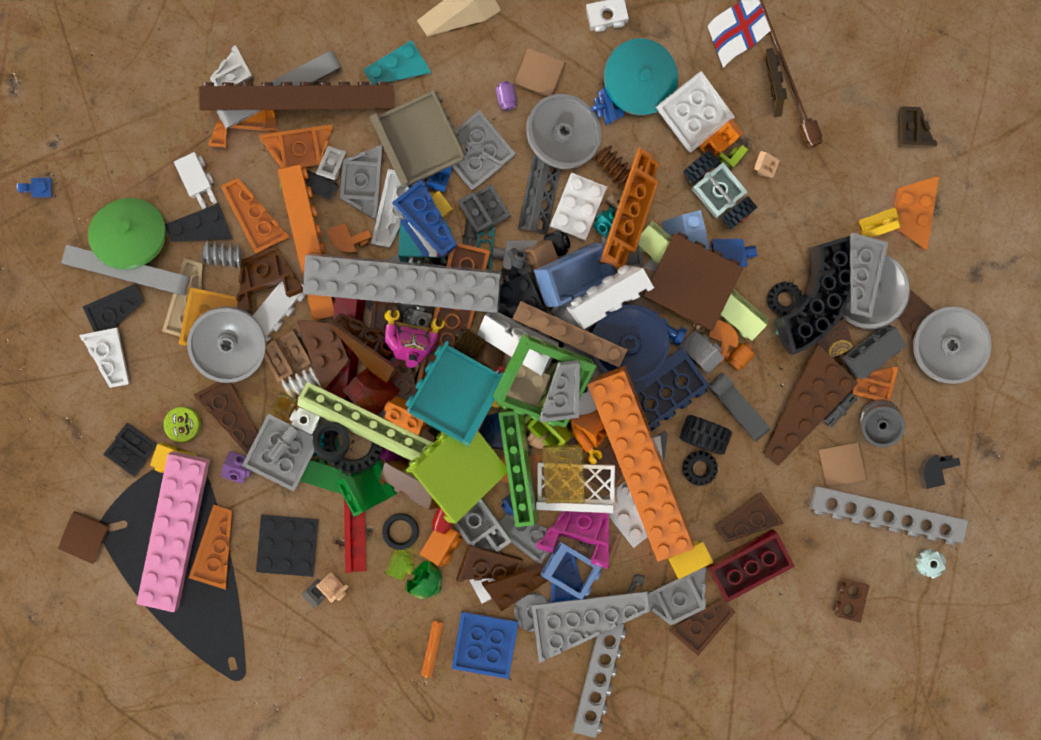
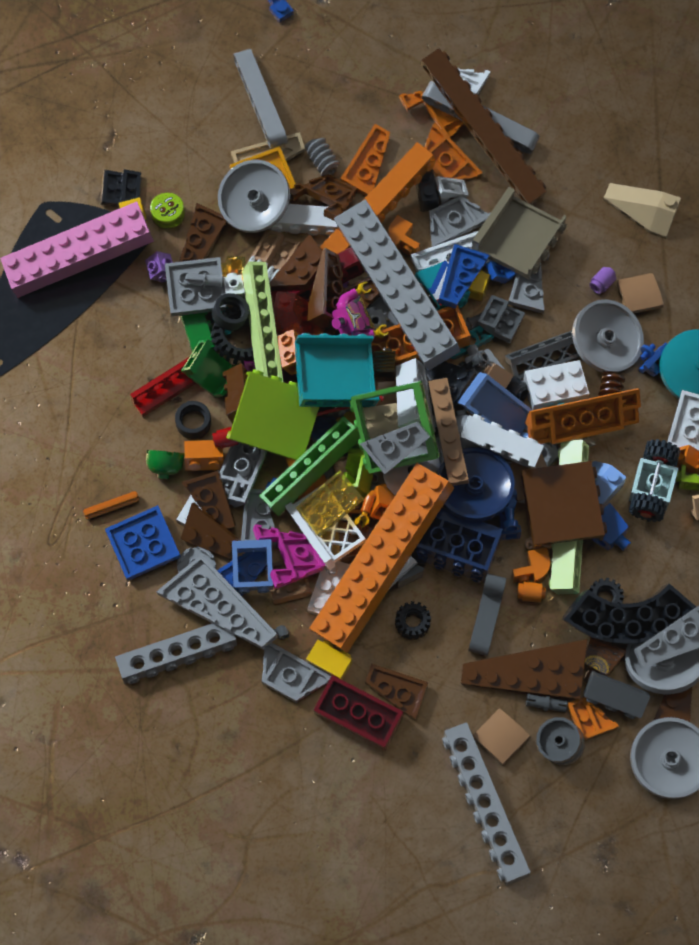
camera: 55 degrees right, 20 degrees down
(83, 537) = (28, 195): reddish brown slope -> none
(108, 354) = (186, 126): white wing -> none
(112, 309) = (223, 110): black wing -> none
(127, 233) = (289, 82): bright green dish -> none
(195, 178) = (367, 104): white hinge -> none
(200, 226) = (337, 133): black wing -> none
(212, 555) = (80, 292): orange wing -> none
(287, 545) = (122, 345): black plate -> none
(314, 595) = (97, 390): dark grey slope -> none
(332, 588) = (110, 397): light nougat bracket -> none
(398, 65) = (567, 192): teal wing -> none
(400, 565) = (164, 435): clear neon green brick -> none
(485, 139) = (556, 286): light grey wing -> none
(702, 352) = (511, 553): light grey brick -> none
(703, 626) = (276, 710): reddish brown wing -> none
(705, 434) = (444, 600): black tyre -> none
(857, 601) = (391, 825): reddish brown brick -> none
(924, 563) = (469, 875): light aqua brick -> none
(931, 470) = (554, 814): black brick -> none

